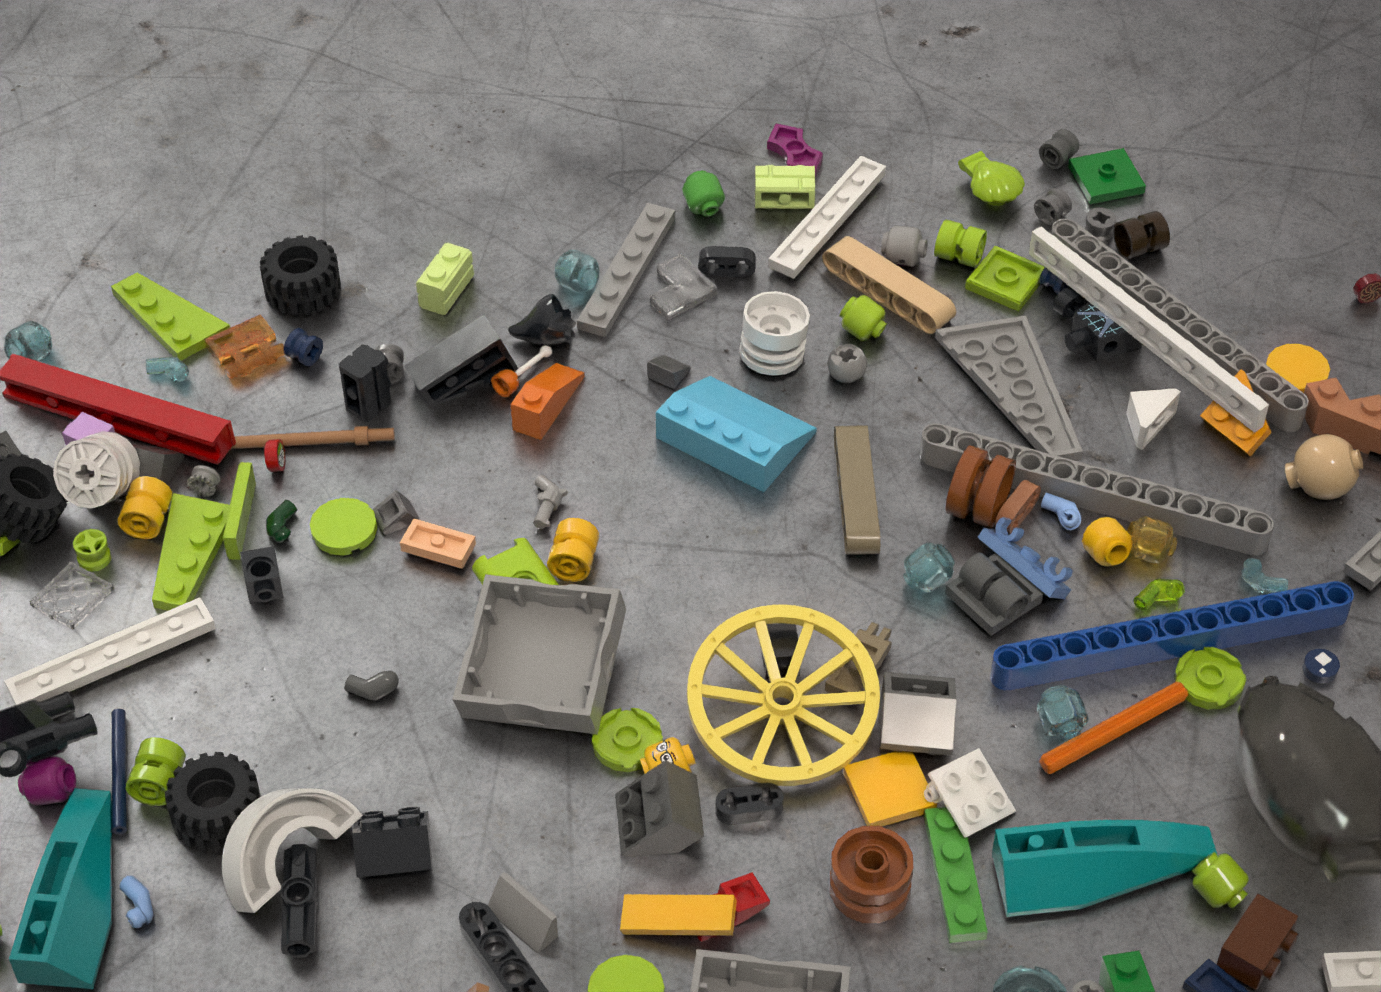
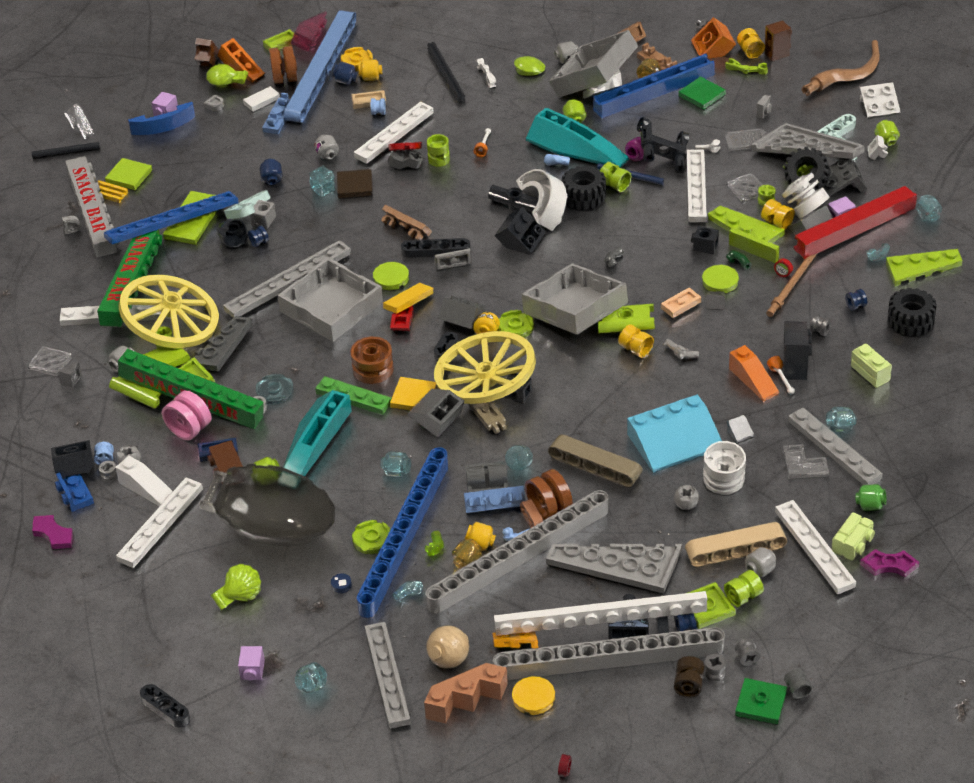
camera: 125 degrees right, 5 degrees down
(203, 480) = (784, 240): light grey bush -> none
(242, 340) = (879, 281): clear orange plate -> none
(365, 382) = (803, 302): black brick -> none
(545, 323) = (802, 391): black hat -> none
(727, 261) = (805, 484): black beam -> none
(863, 318) = (715, 519): lime head -> none
(969, 792) = (382, 411): white hinge -> none
(992, 180) = (788, 632): lime animal -> none
(1113, 727) = (375, 485): orange axle -> none
(1150, 413) = (549, 597): white slope -> none

